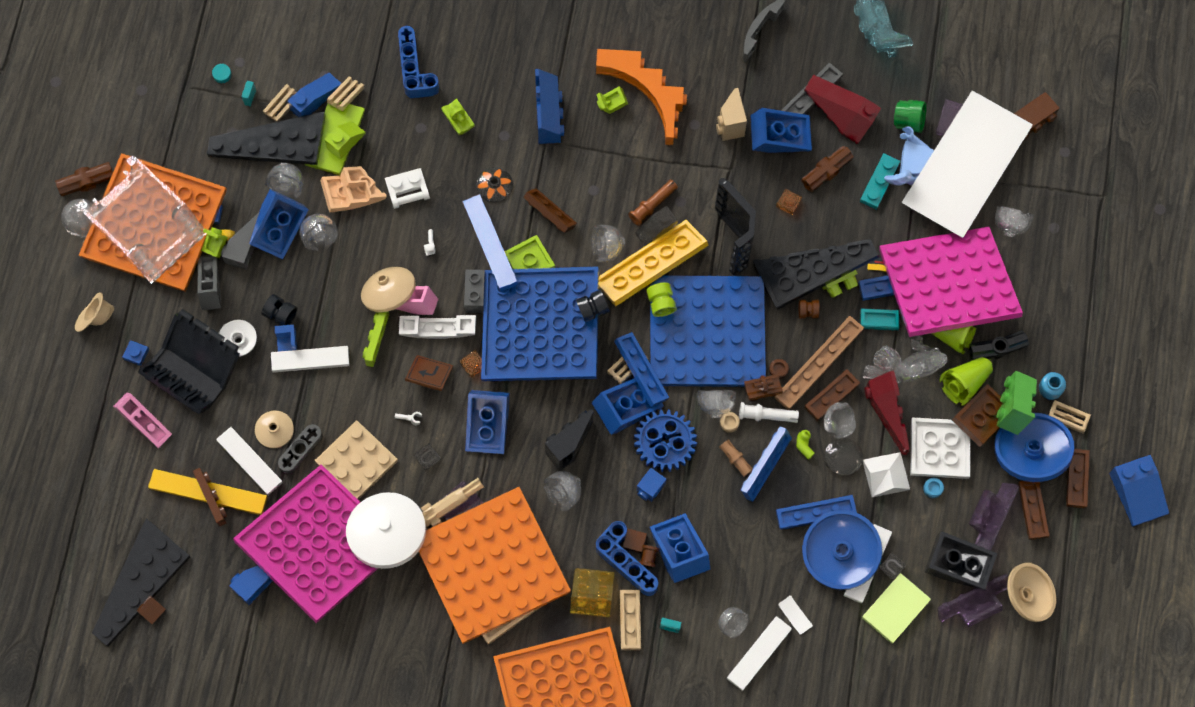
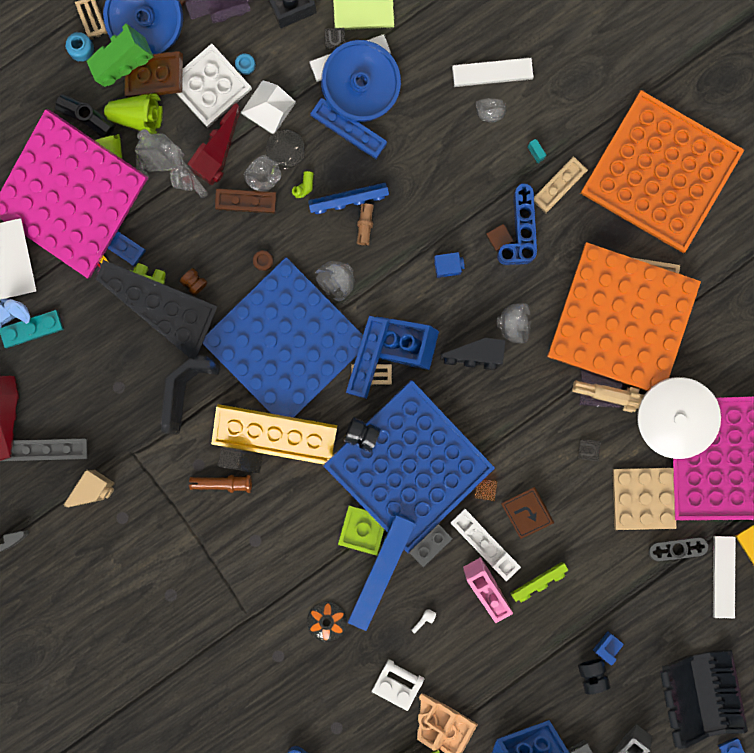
camera: 135 degrees left, 15 degrees up
(243, 330) = (645, 696): white dish -> none
(277, 437) = (671, 584): tan dish -> none
(310, 359) = (604, 614): white tile -> none
(318, 231) = (503, 716): clear cylinder -> none
(388, 289) = (495, 603): tan dish -> none
(410, 417) = (573, 493): white hand -> none
(458, 117) = (301, 706): lime hips -> none
(487, 421) = (519, 432): blue slope -> none
(548, 108) = (225, 641): blue wedge -> none
(550, 210) = (307, 555): reddish brown plate -> none
(592, 592) = (567, 230): clear yellow bracket -> none
(607, 243) = (291, 483): clear cylinder -> none
(612, 100) = (167, 600): lime bracket -> none
(630, 68) = (124, 557): orange arch -> none
(649, 556) = (502, 214): reddish brown bush -> none
(657, 425) = (410, 270): blue gear -> none
(661, 299) = (299, 394): lime wheel -> none
(680, 548) = (473, 199): blue slope -> none
(729, 422) = (341, 254): tan tile -> none
(758, 412) = (312, 240): white pin -> none
(763, 387) = (291, 254): reddish brown hips -> none
(780, 131) = (66, 440): blue slope -> none
(789, 201) = (117, 381): clear orange plate -> none
(795, 615) = (438, 74): white sticker -> none
(819, 362) = (229, 234): medium nougat plate -> none
(827, 168) = (60, 377): reddish brown piece -> none
(879, 319) = (148, 223): teal tile -> none

